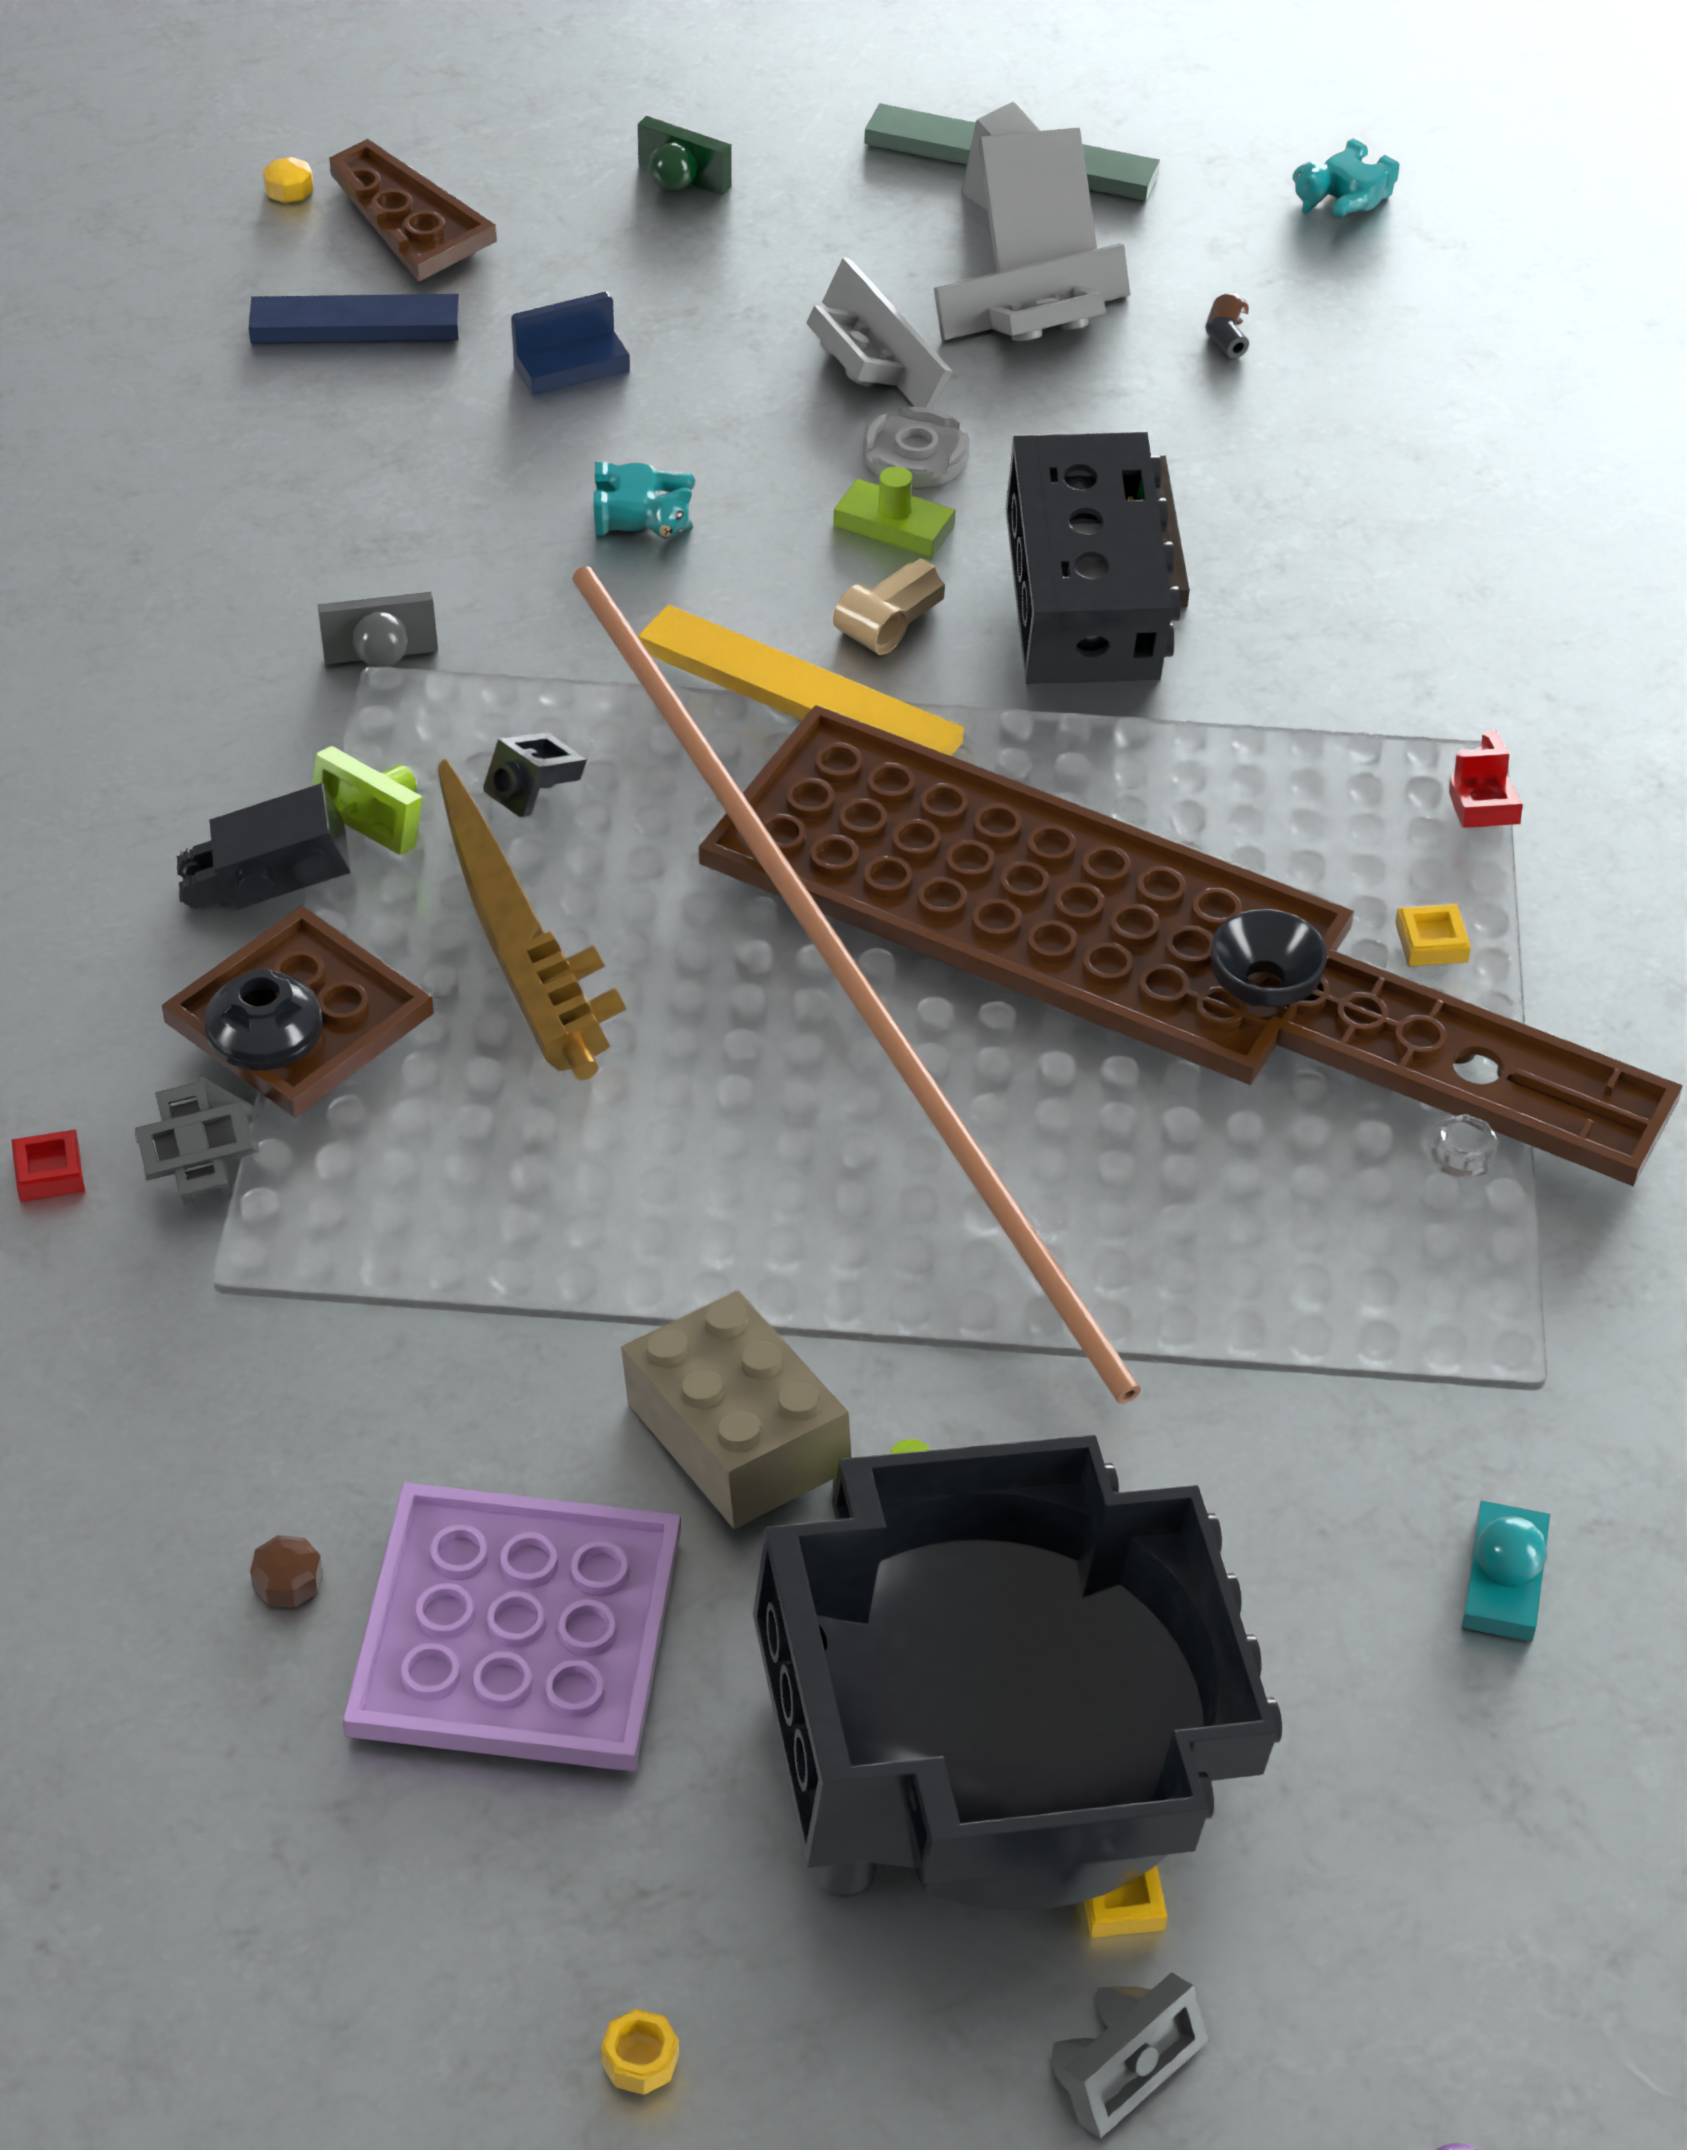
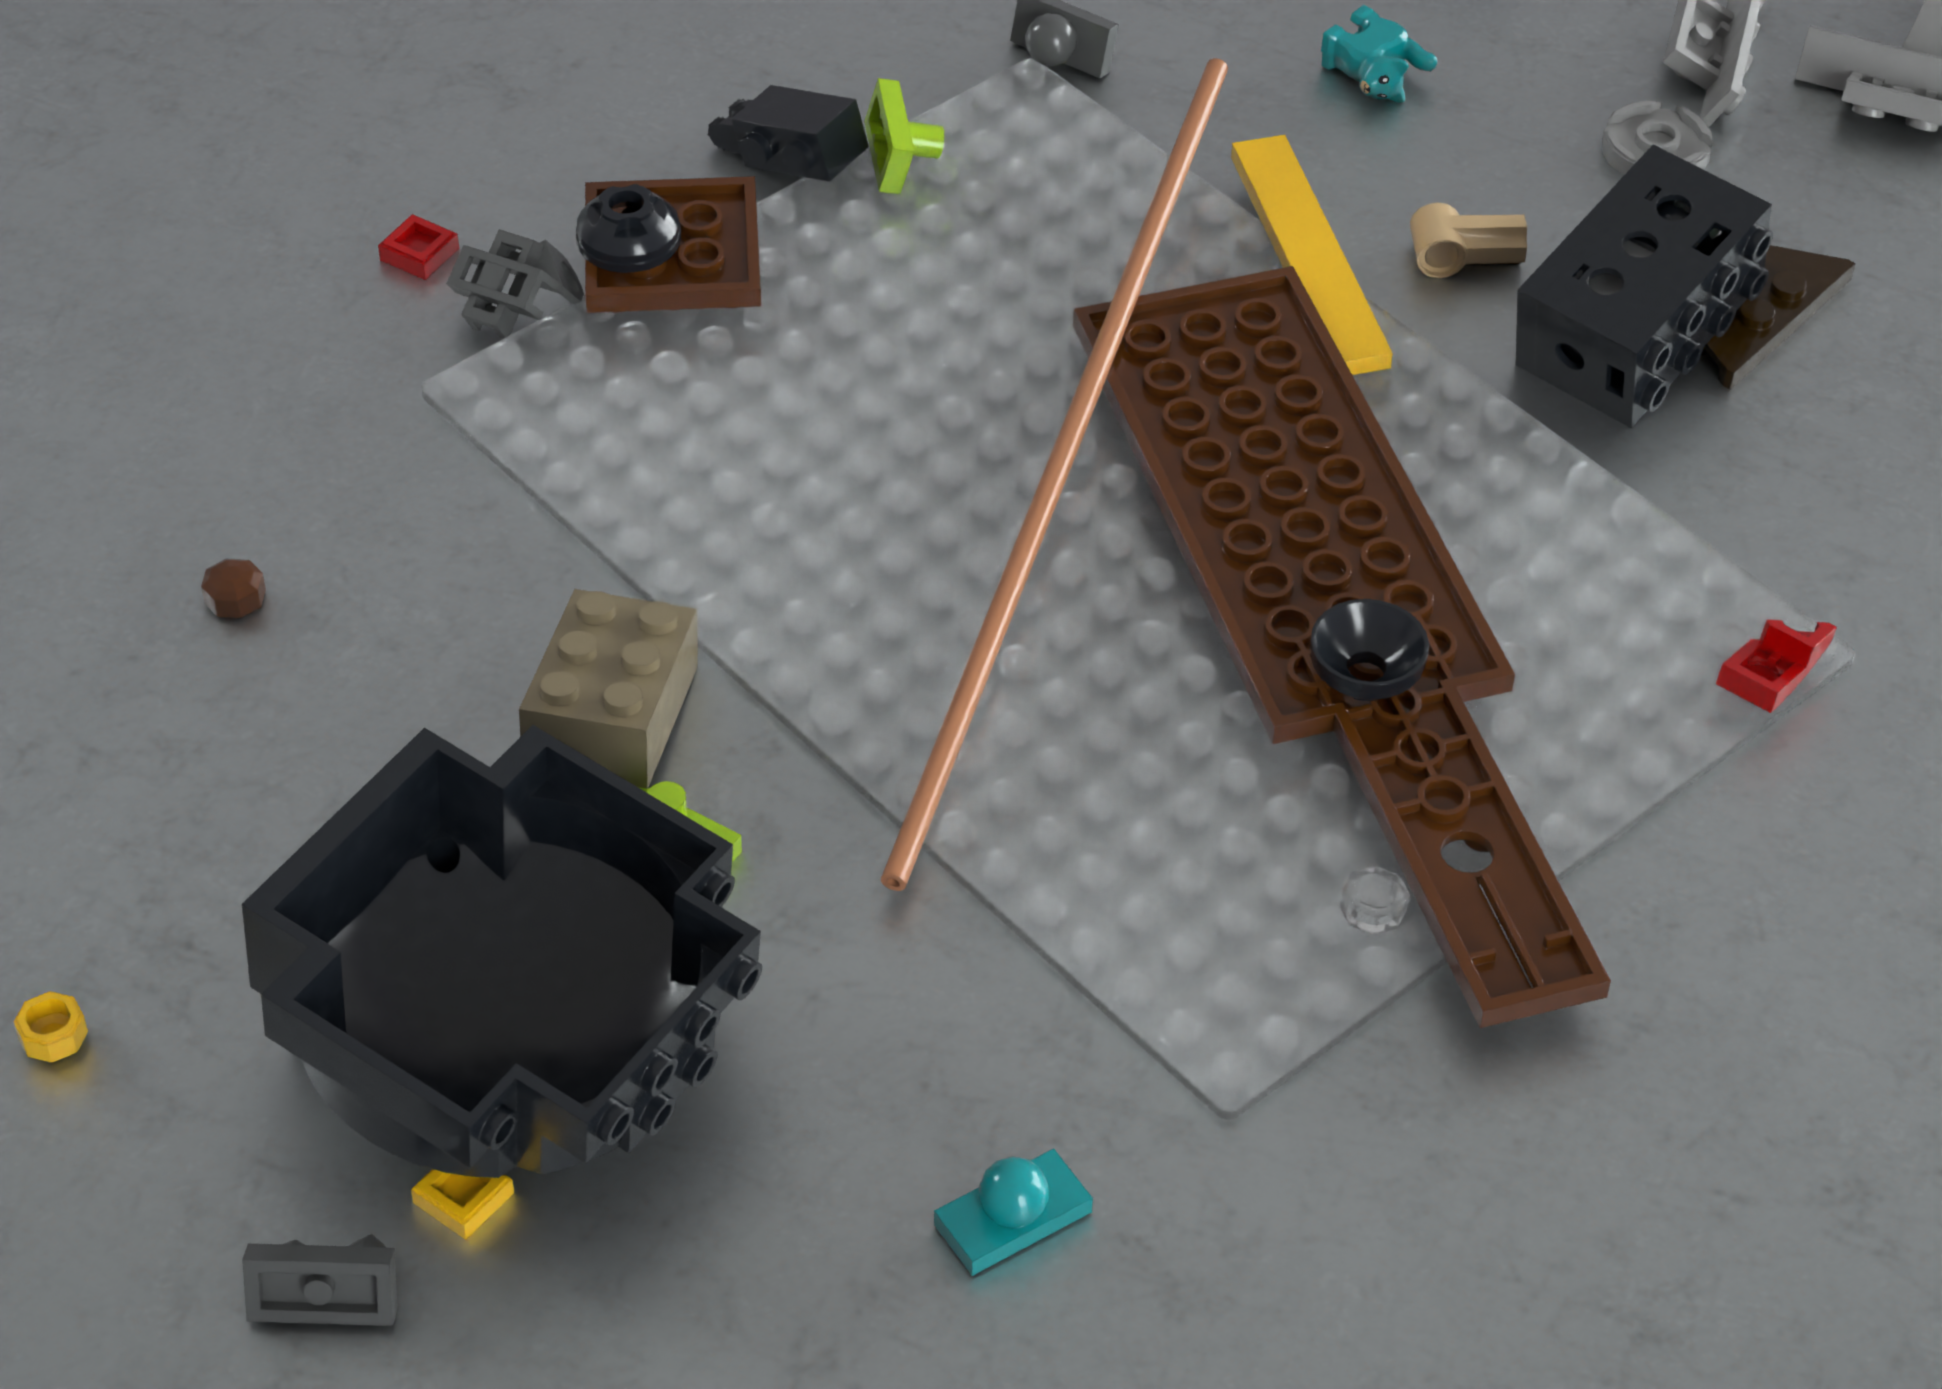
camera: 45 degrees right, 0 degrees up
(515, 1627) = (306, 716): lavender plate -> none
(527, 764) = (1036, 180): black bracket -> none
(530, 959) = (868, 306): pearl gold piece -> none
(894, 515) = (1564, 176): lime tile -> none
(1432, 935) = (1573, 741): yellow tile -> none

